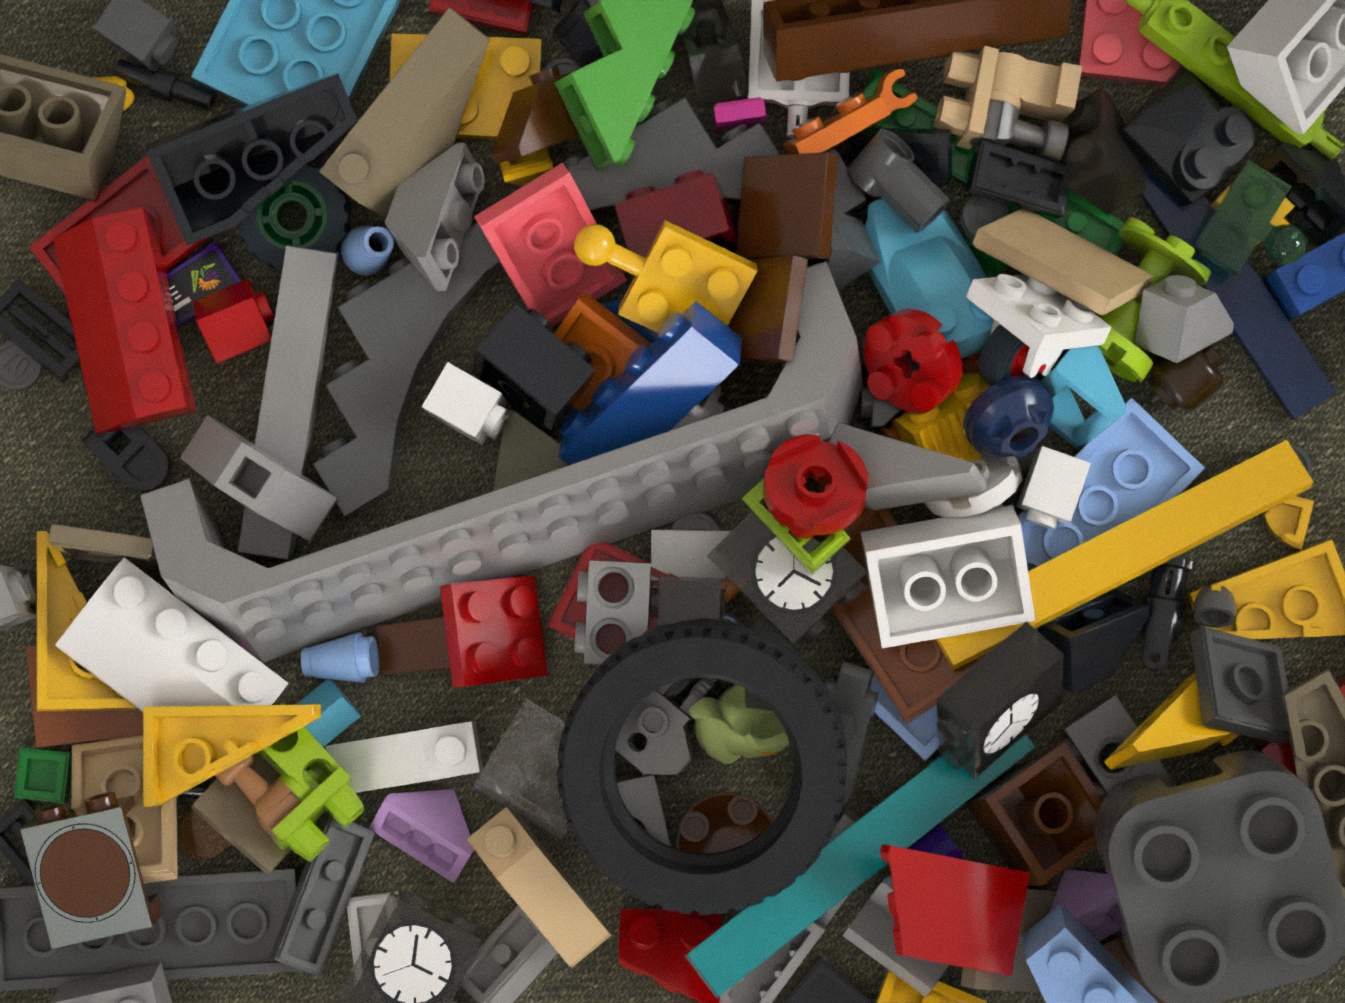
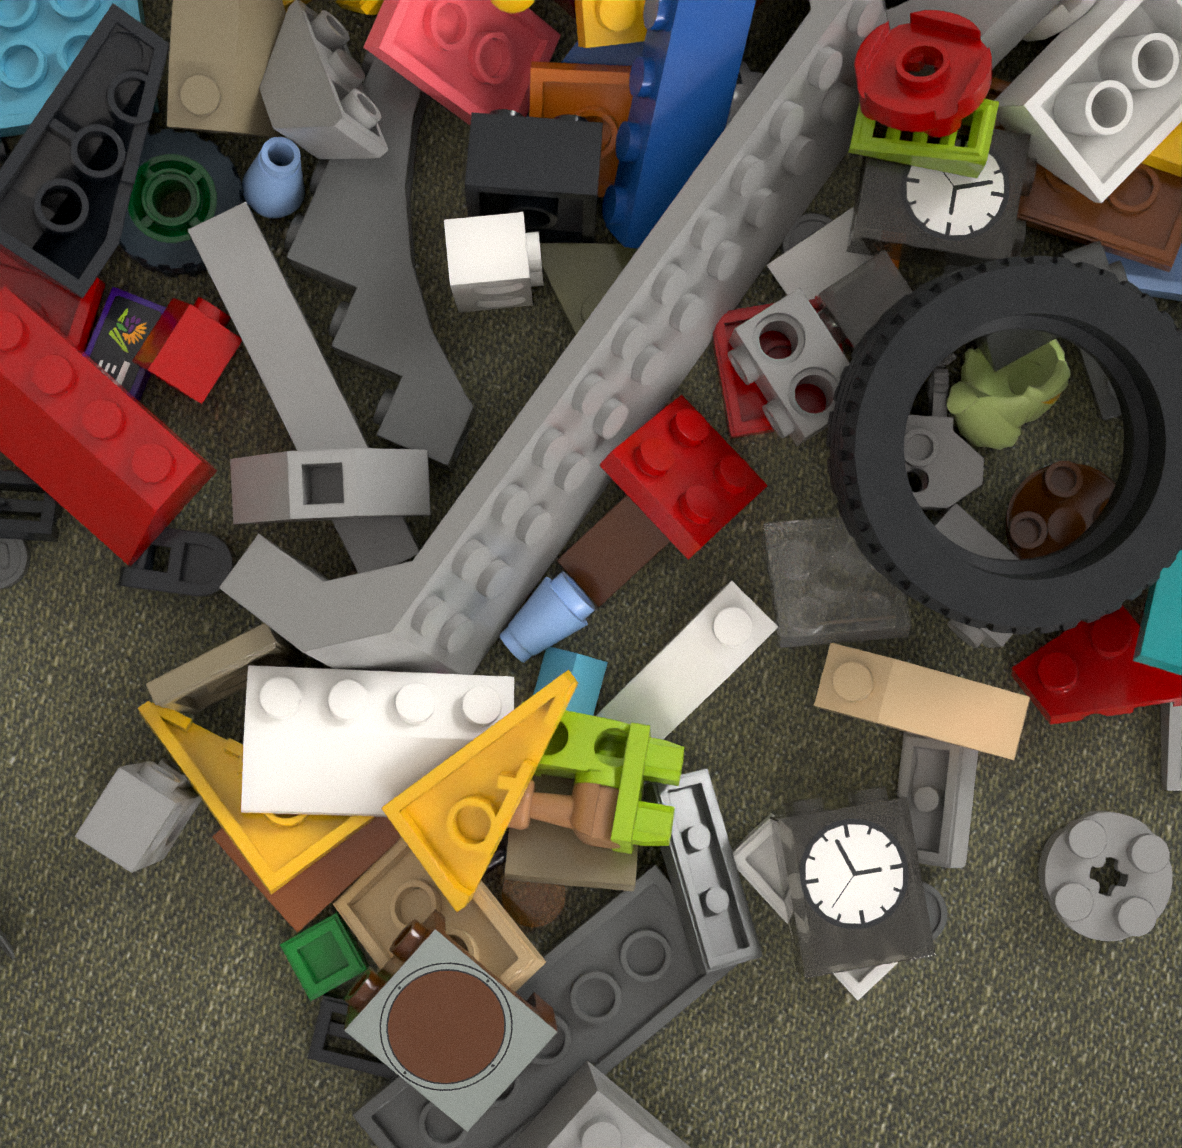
camera: 45 degrees left, 0 degrees up
(427, 828) = (759, 728): lavender slope -> none

